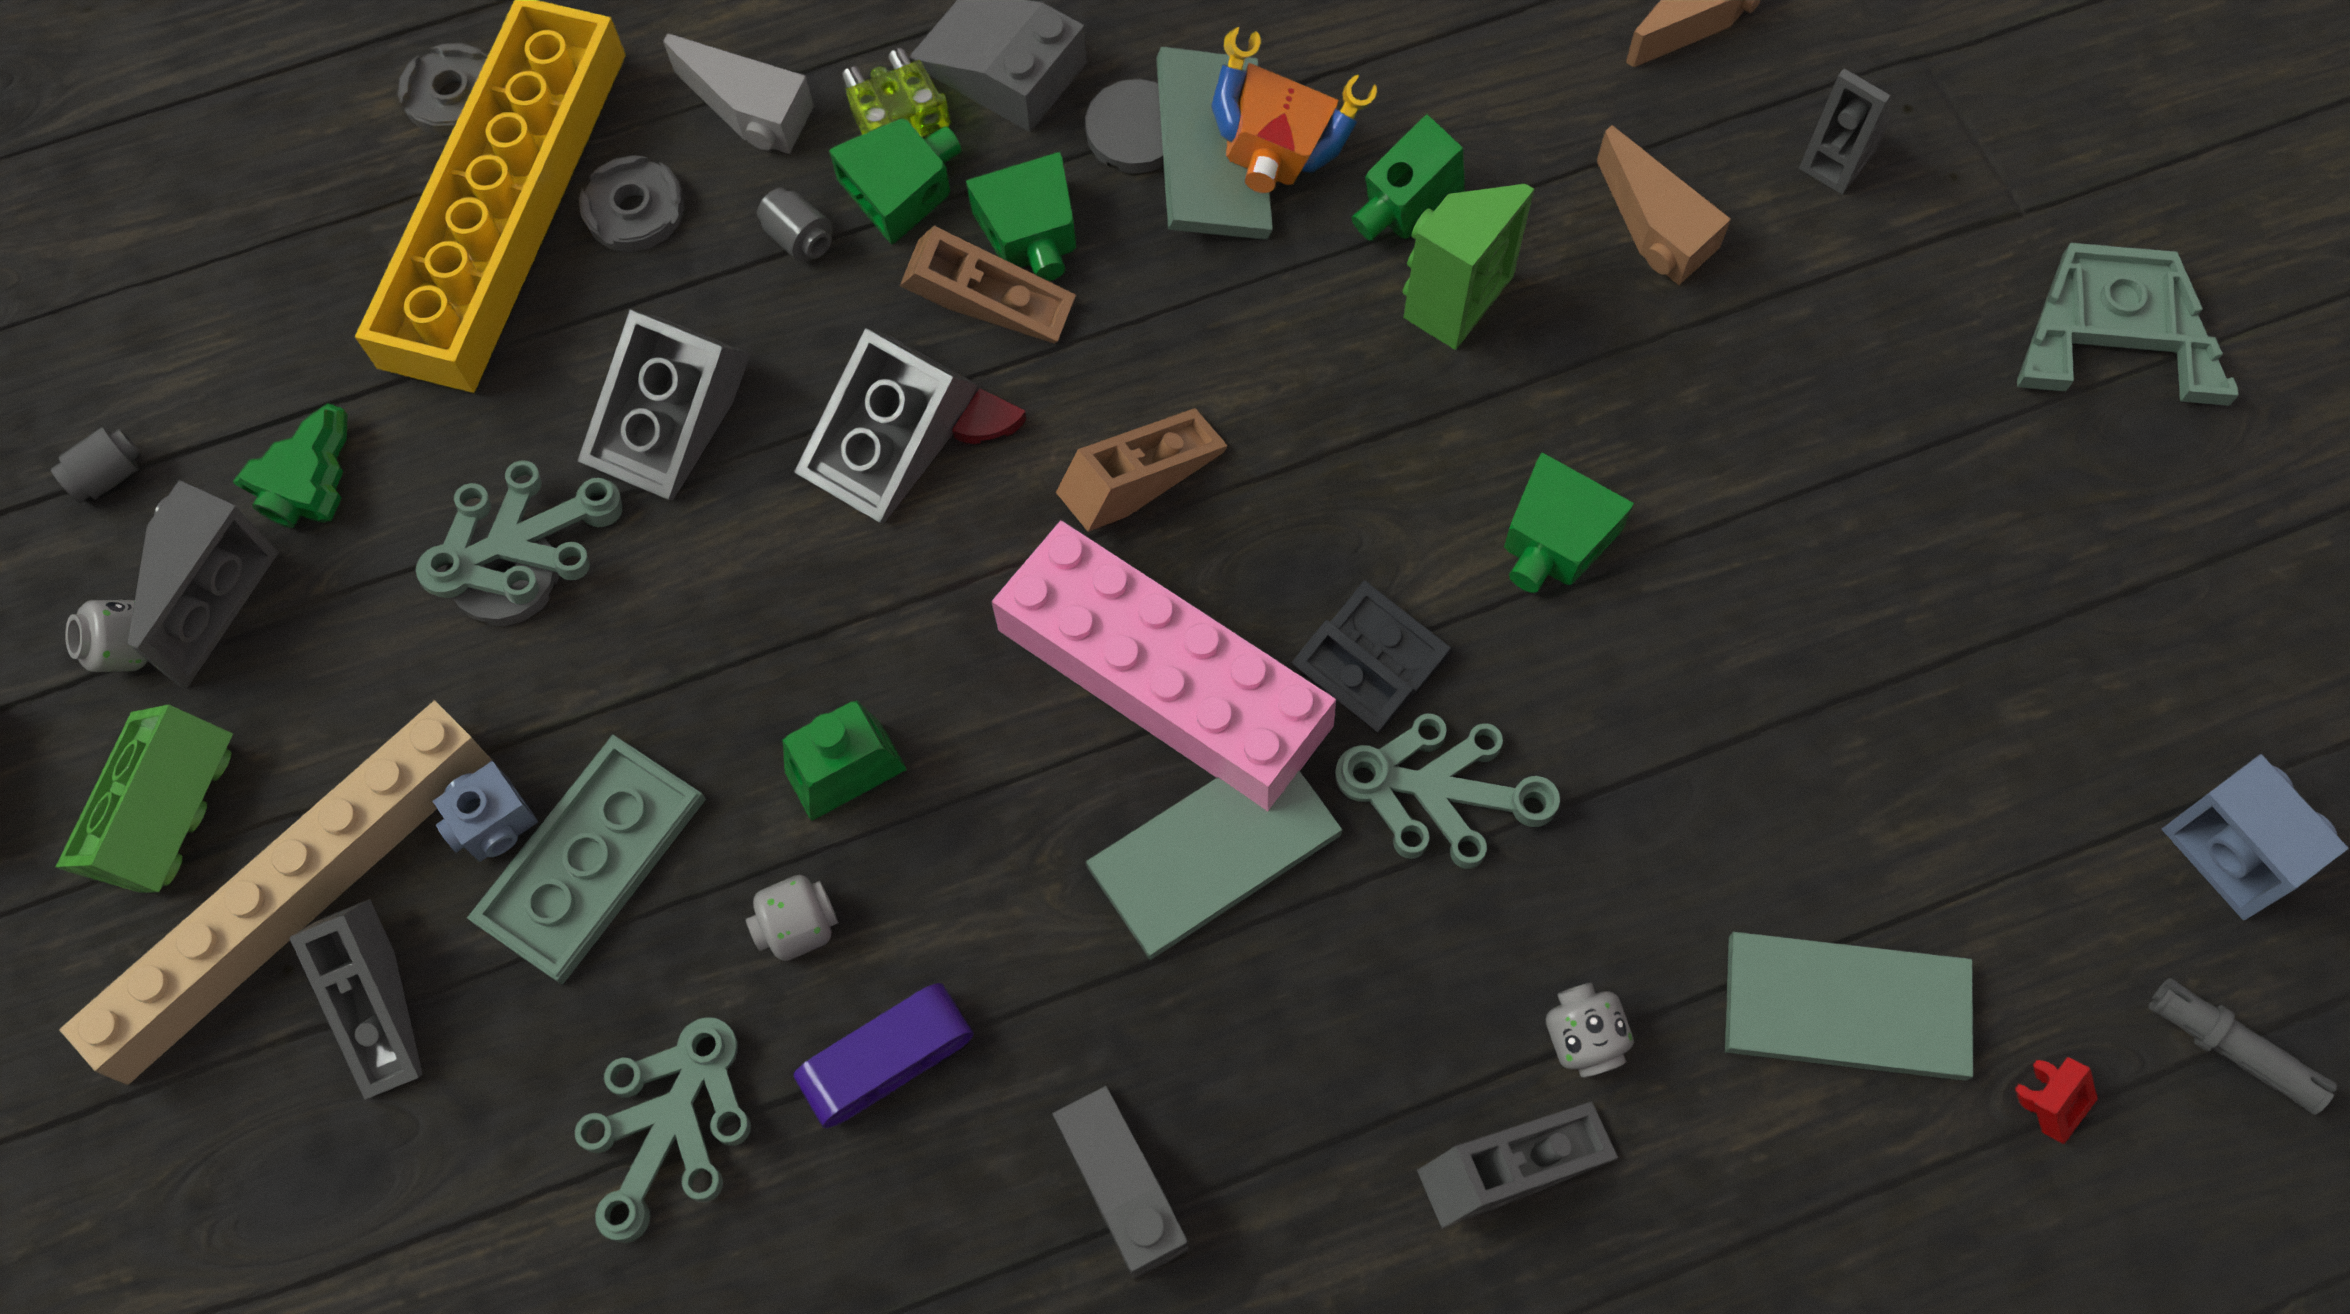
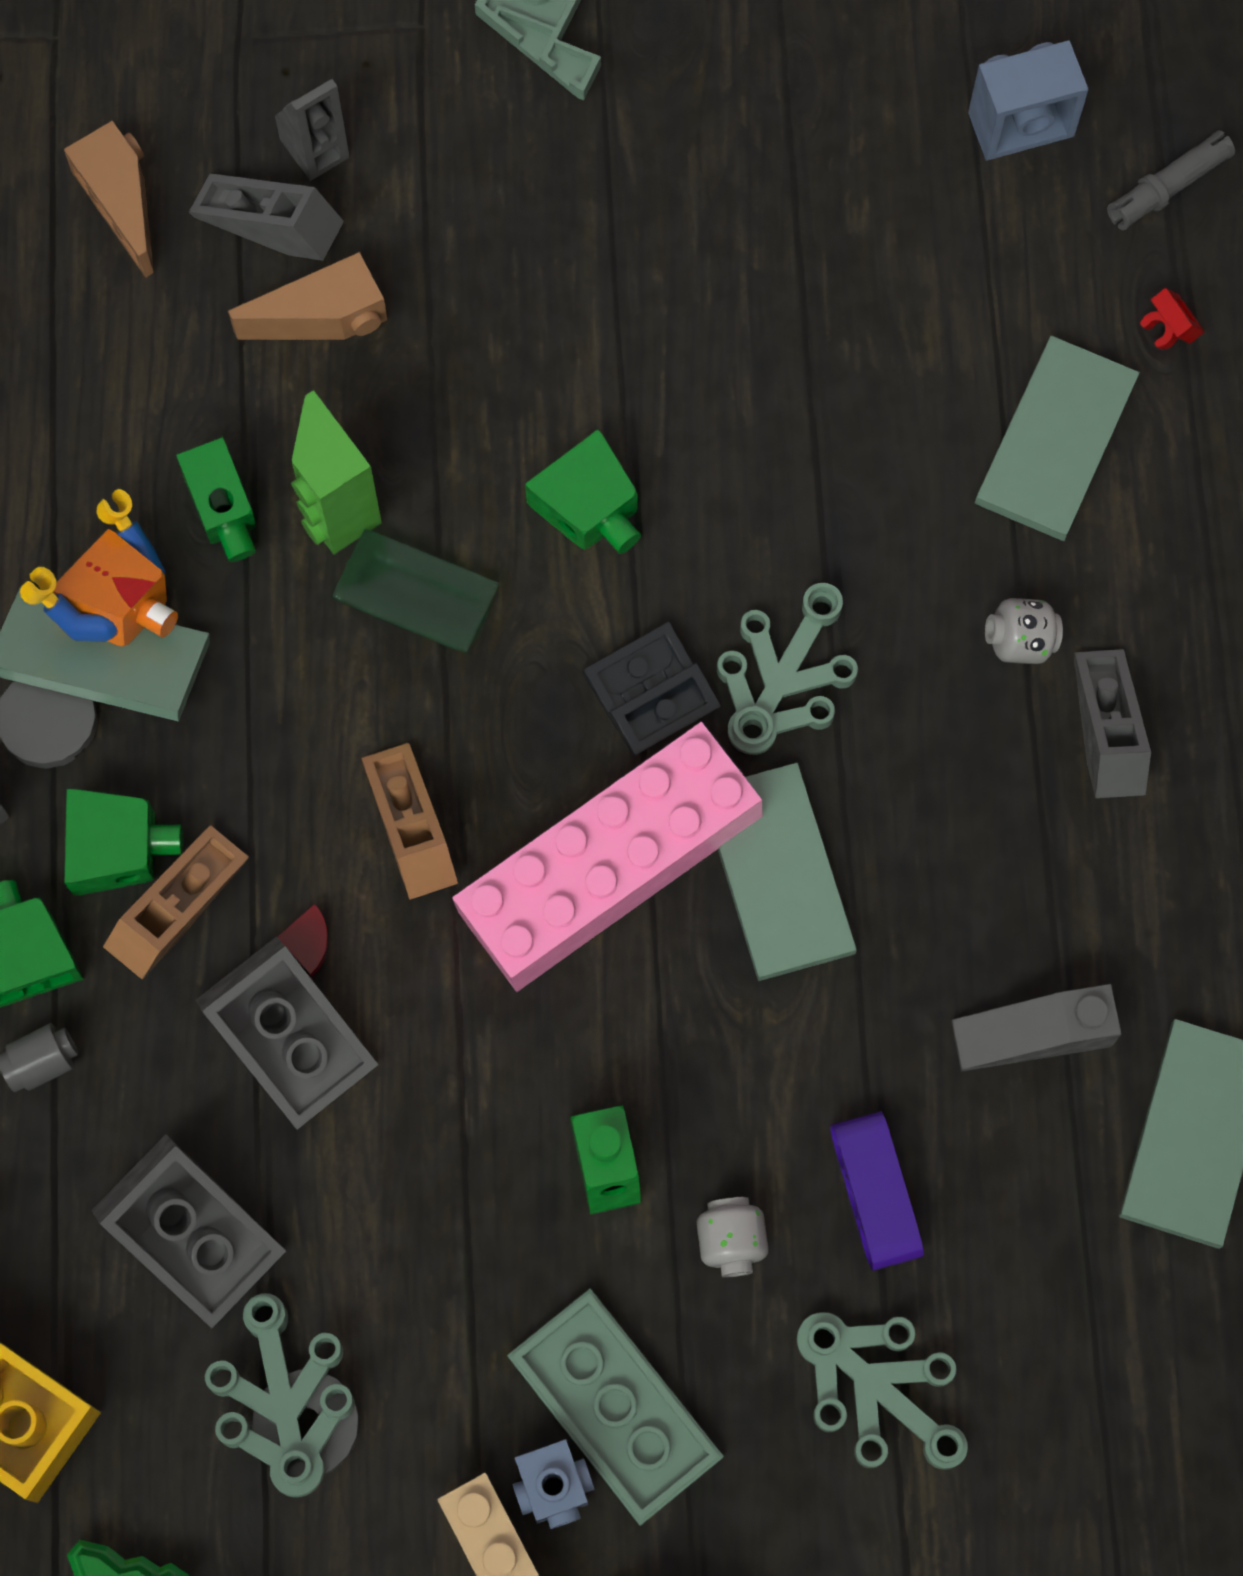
camera: 75 degrees left, 5 degrees up
(1390, 401) = (416, 591): none -> clear green piece
(1739, 138) = (270, 213): none -> dark grey slope

